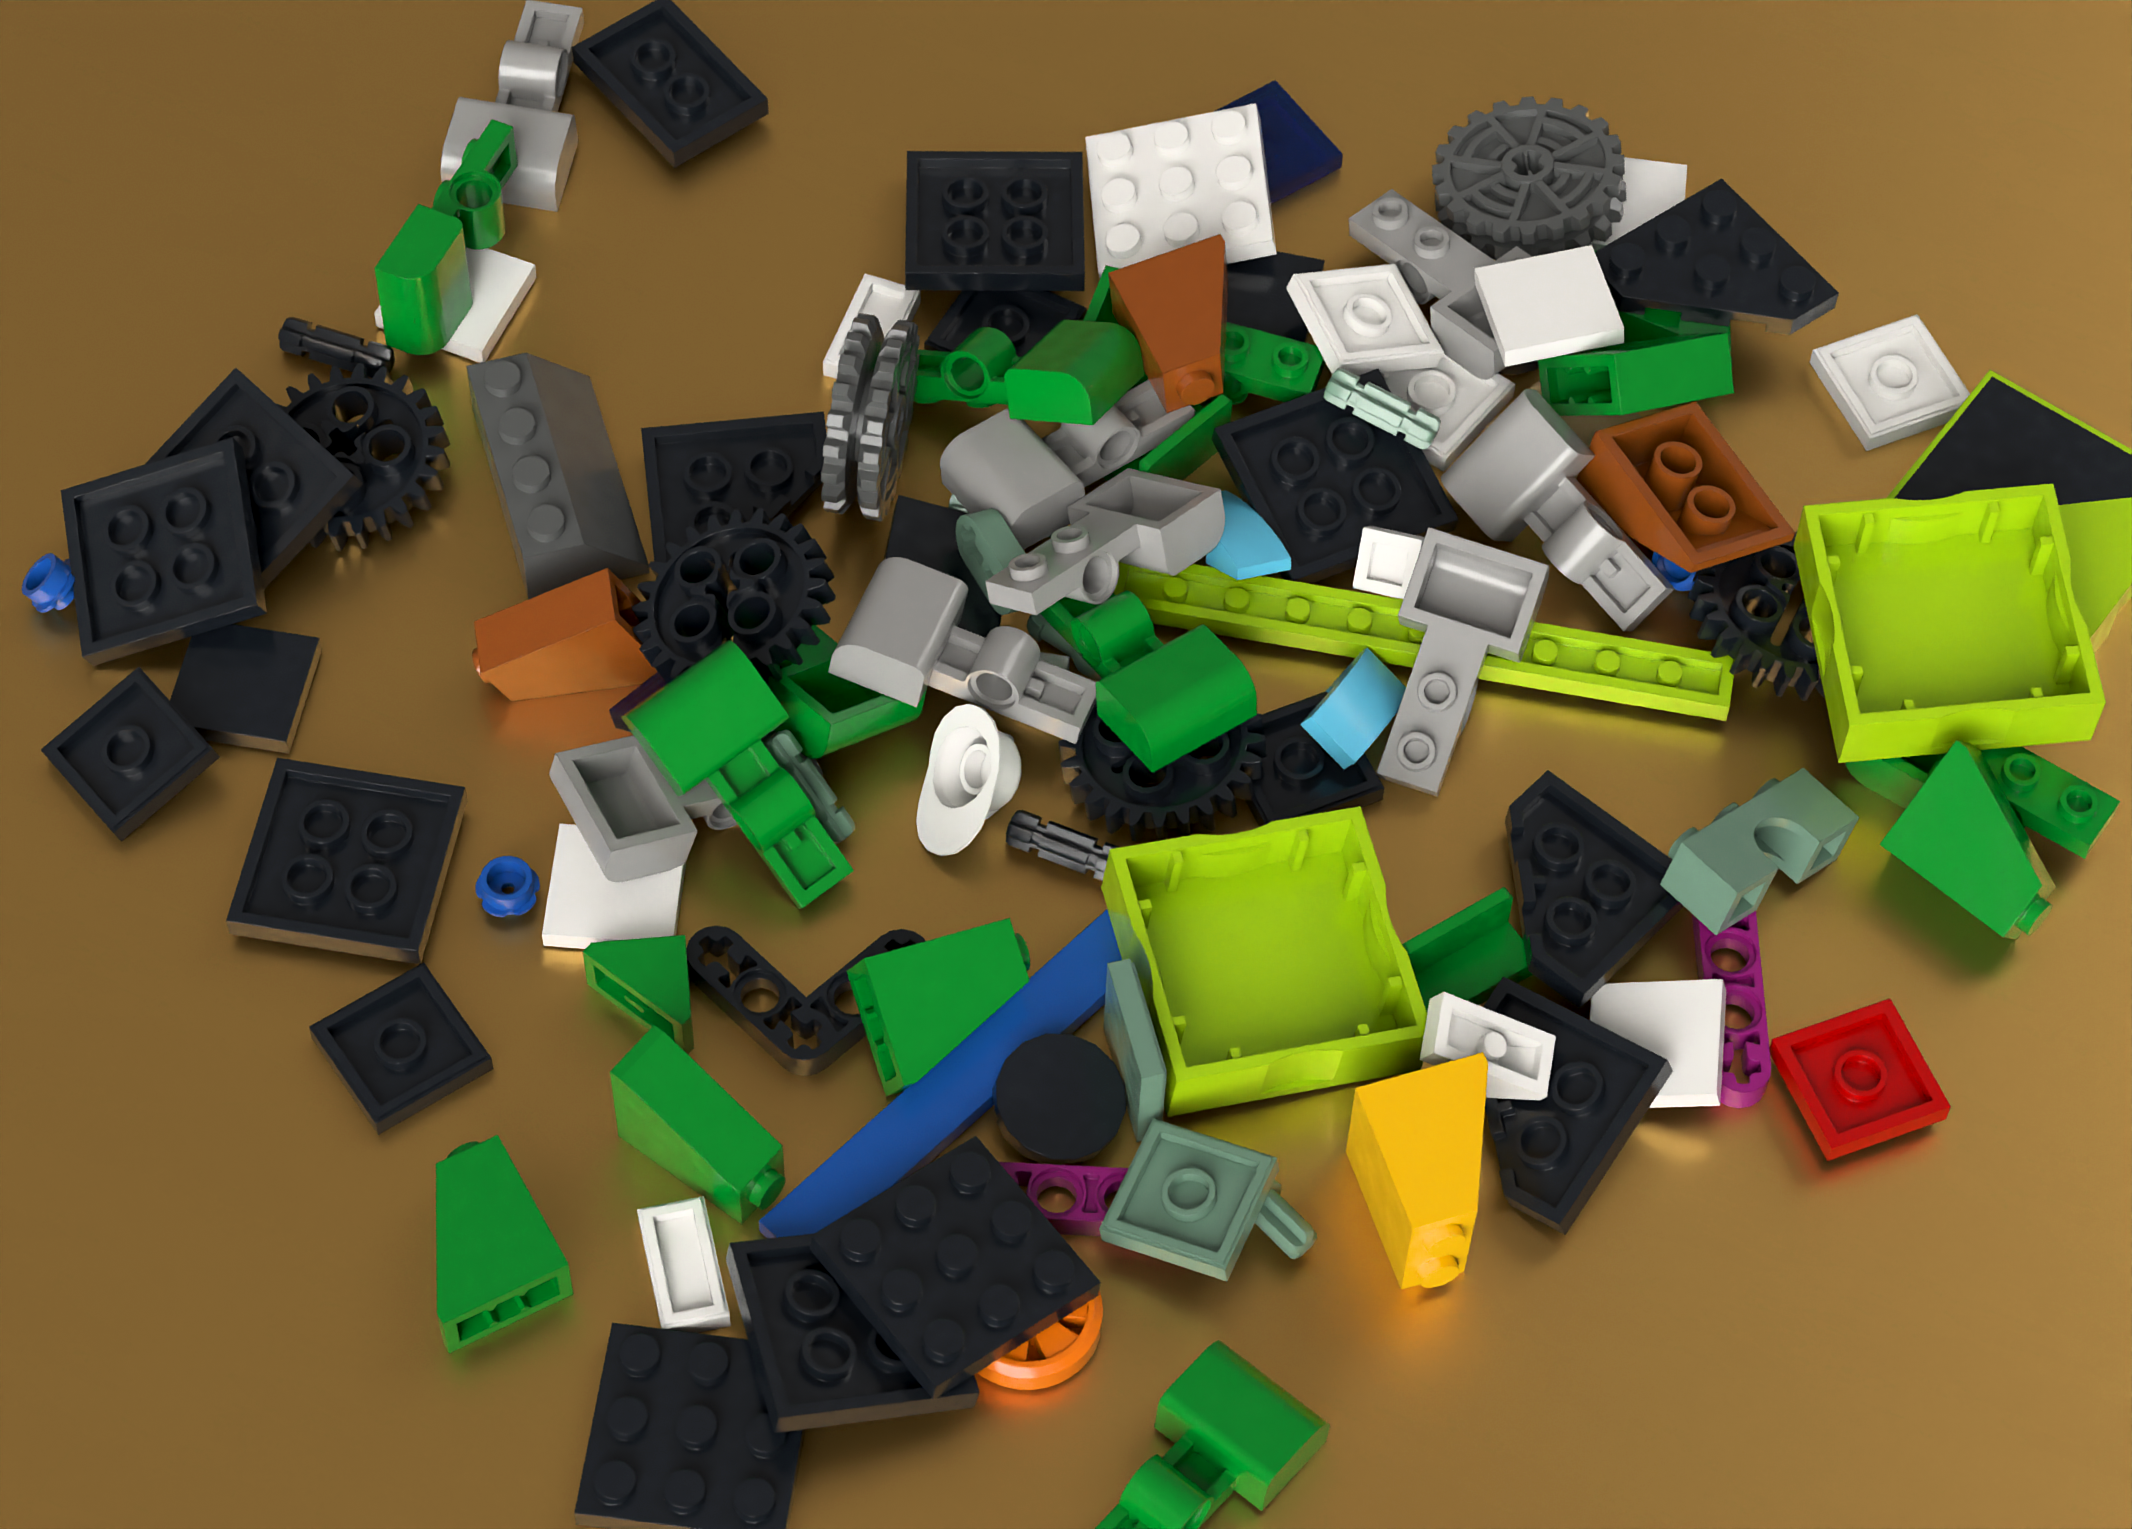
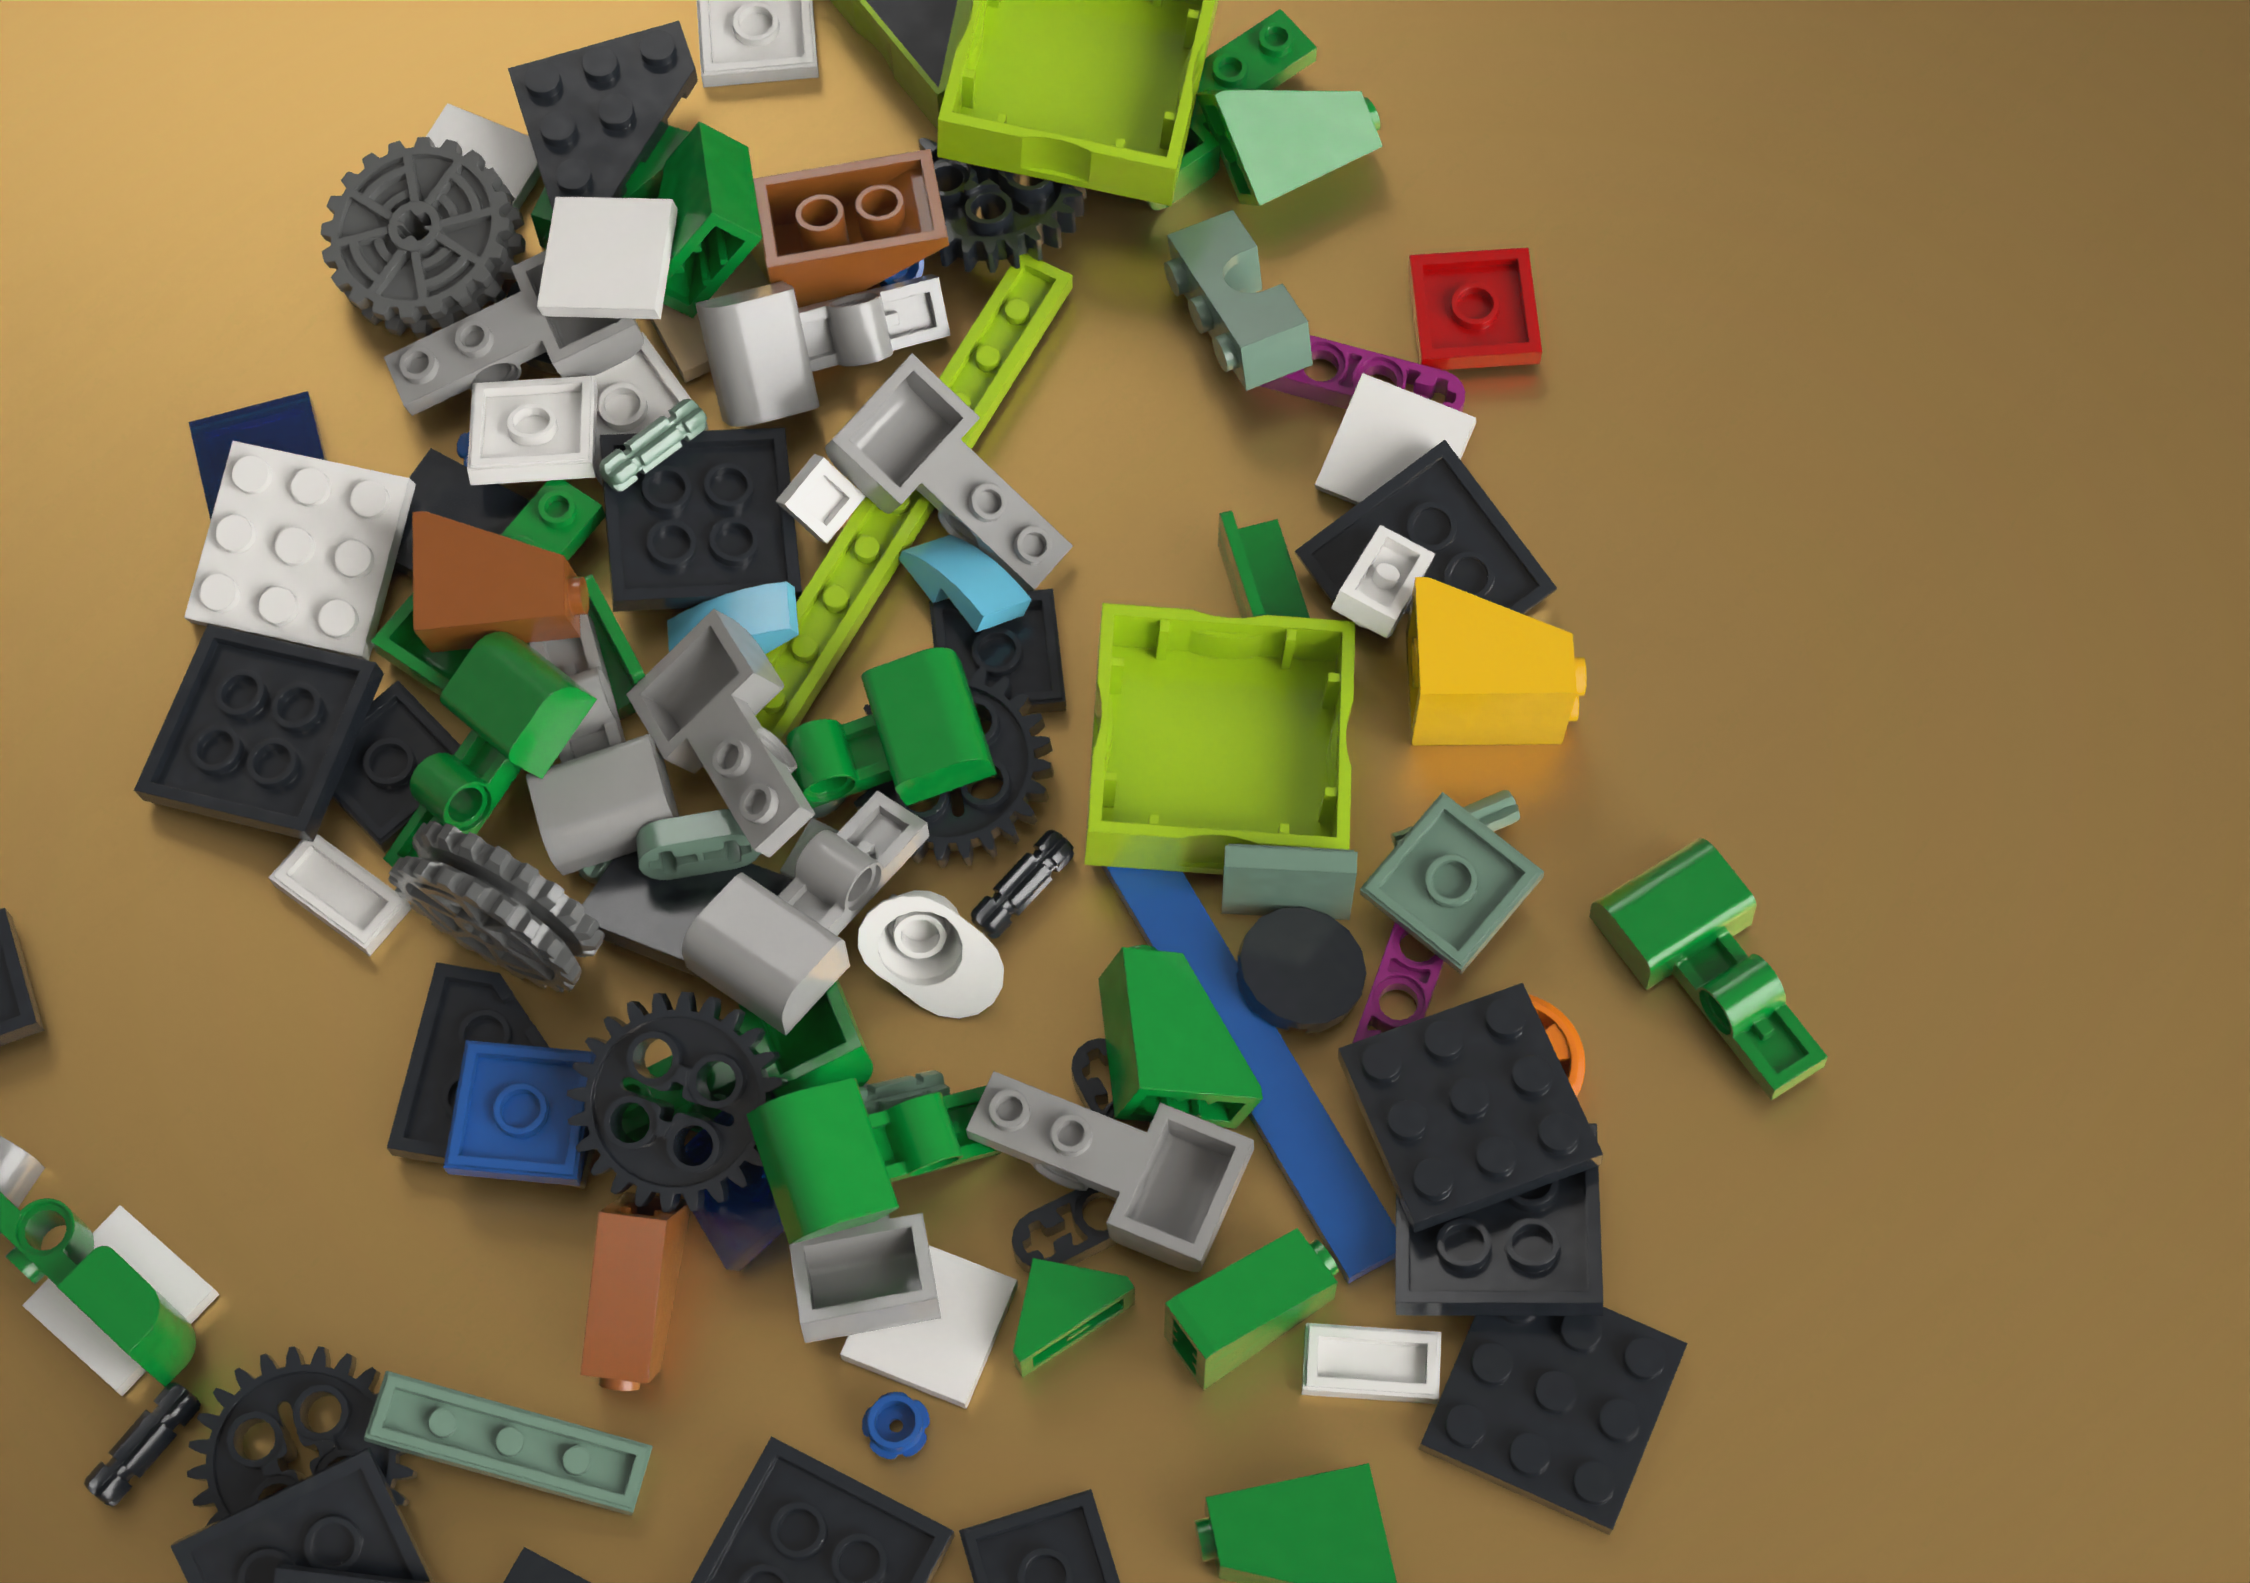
camera: 70 degrees left, 10 degrees up
(403, 596) = (508, 1443): none -> sand green tile
(554, 472) = (406, 1255): dark grey slope -> none
(690, 490) = (516, 1114): none -> blue tile
(793, 1020) = (1166, 1181): none -> light grey plate
(1582, 888) = (1216, 455): black plate -> none

